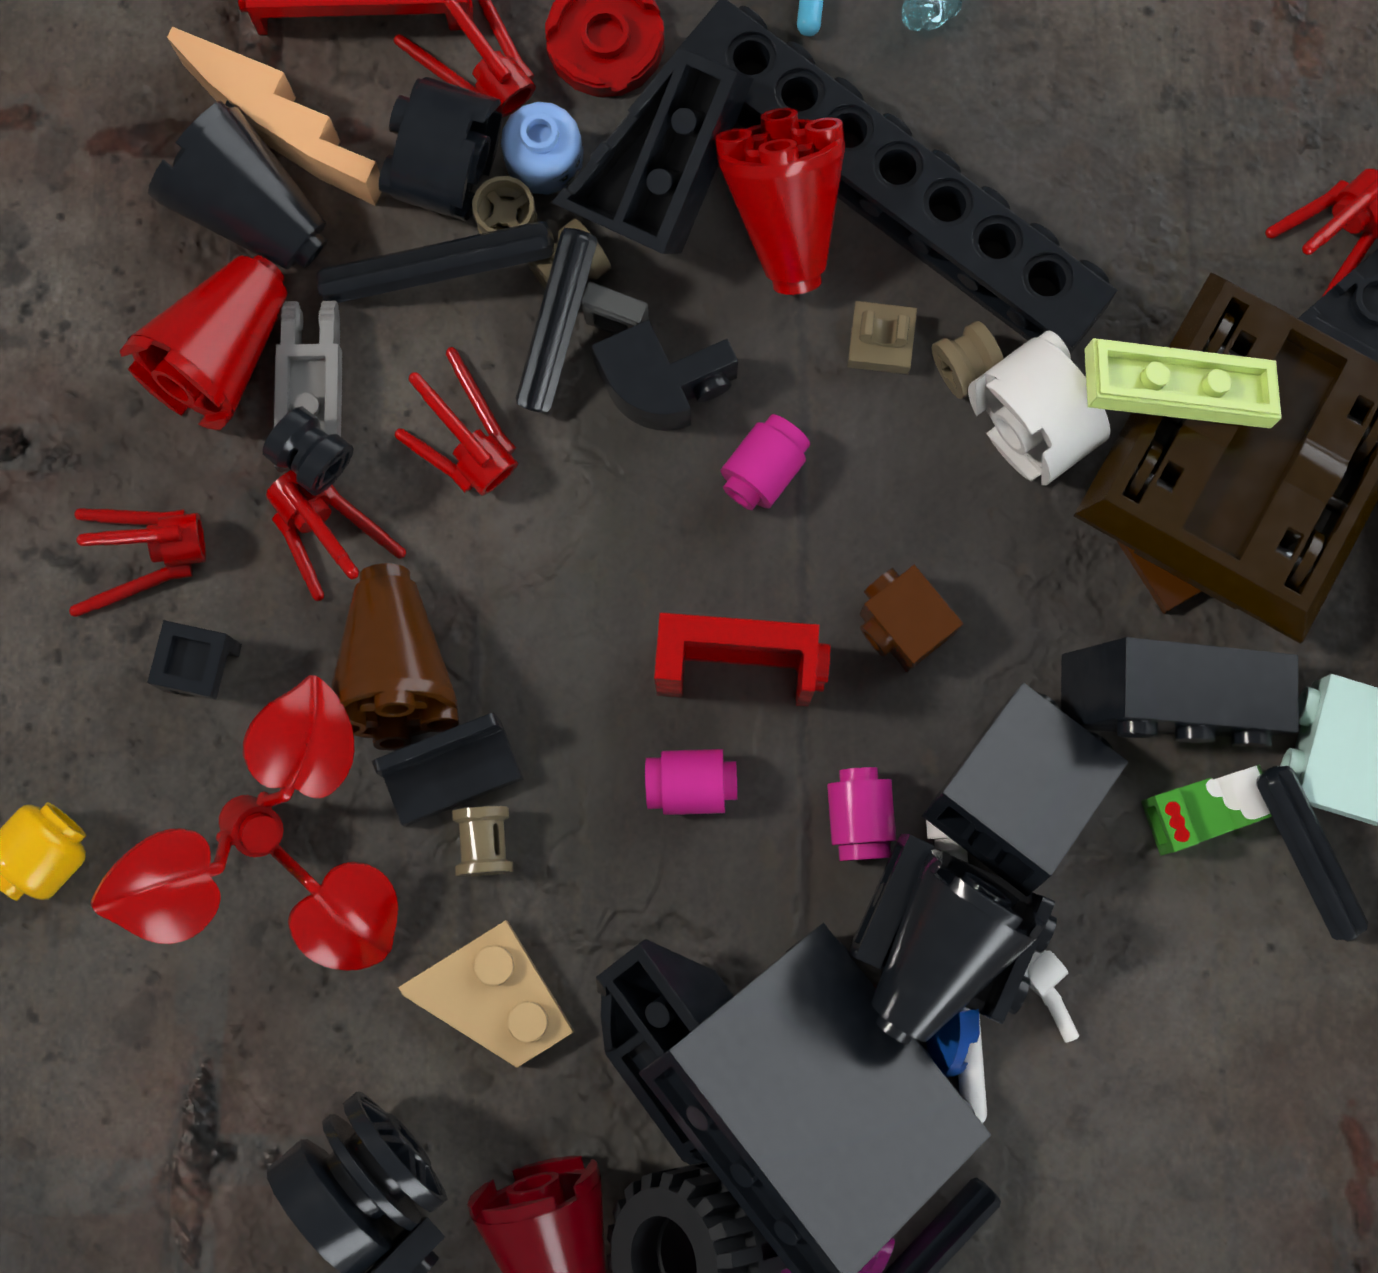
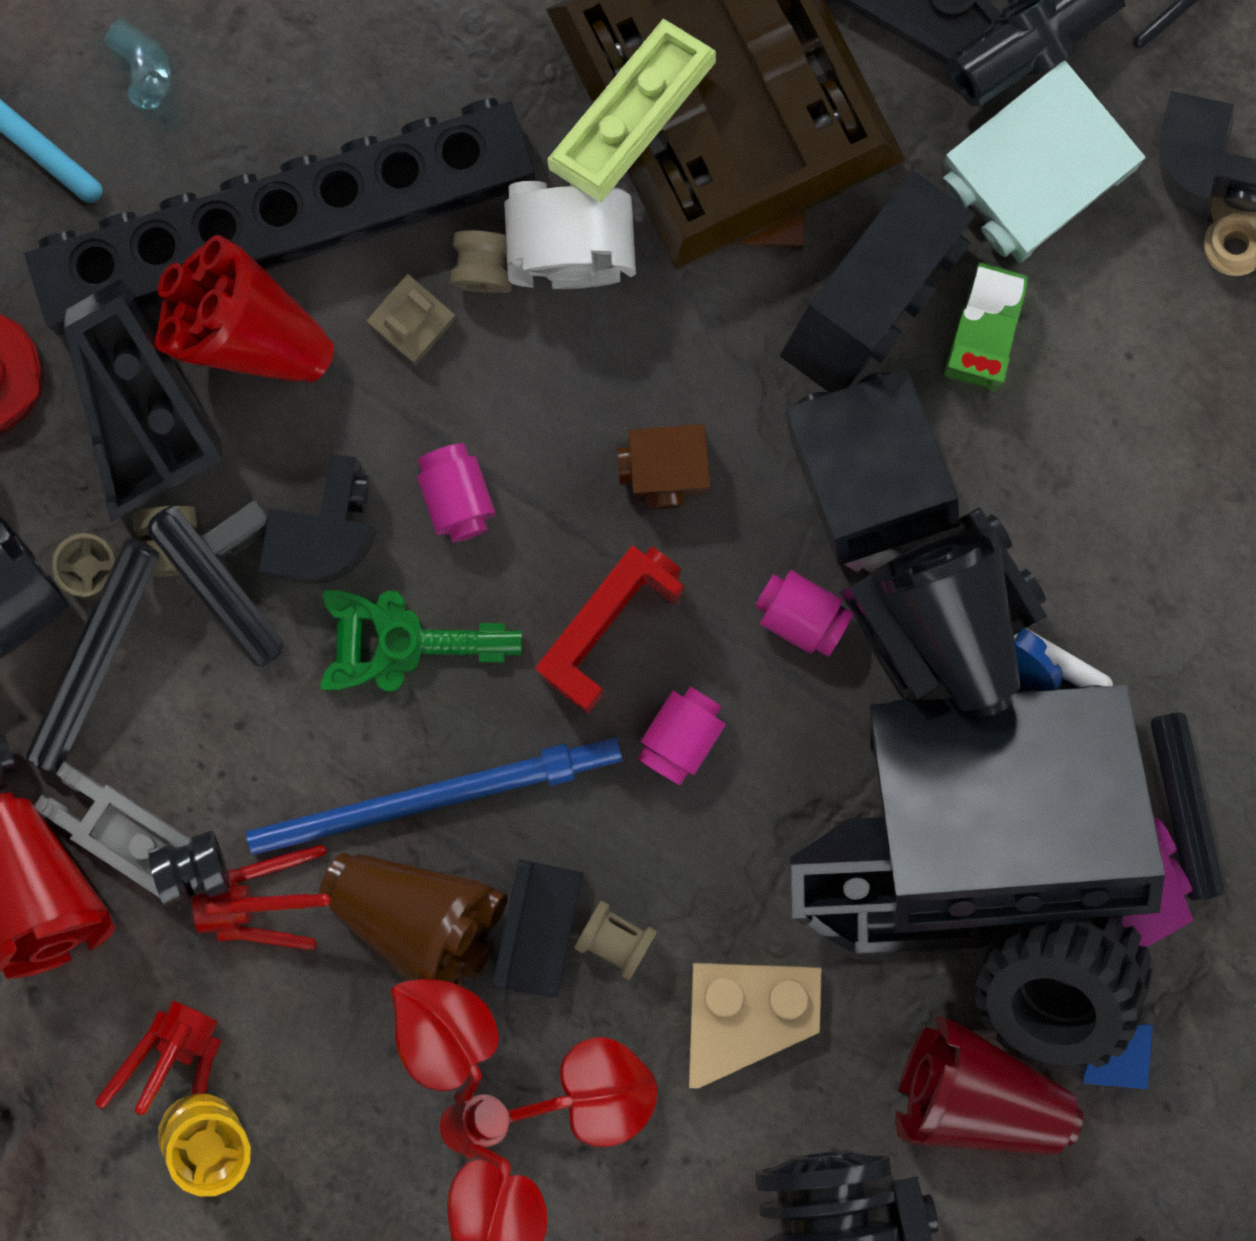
camera: 55 degrees left, 5 degrees up
(88, 613) = (204, 1145): none -> yellow wheel
(191, 660) = (302, 1084): black panel -> none
(481, 458) = (287, 728): red plant -> none
(542, 147) = (51, 496): light blue head -> none
(595, 694) = (556, 764): none -> blue bar
(614, 503) = (401, 641): none -> green piece
(1044, 973) = (1029, 554): white hand -> none
(1312, 852) = (1077, 271): black axle -> none

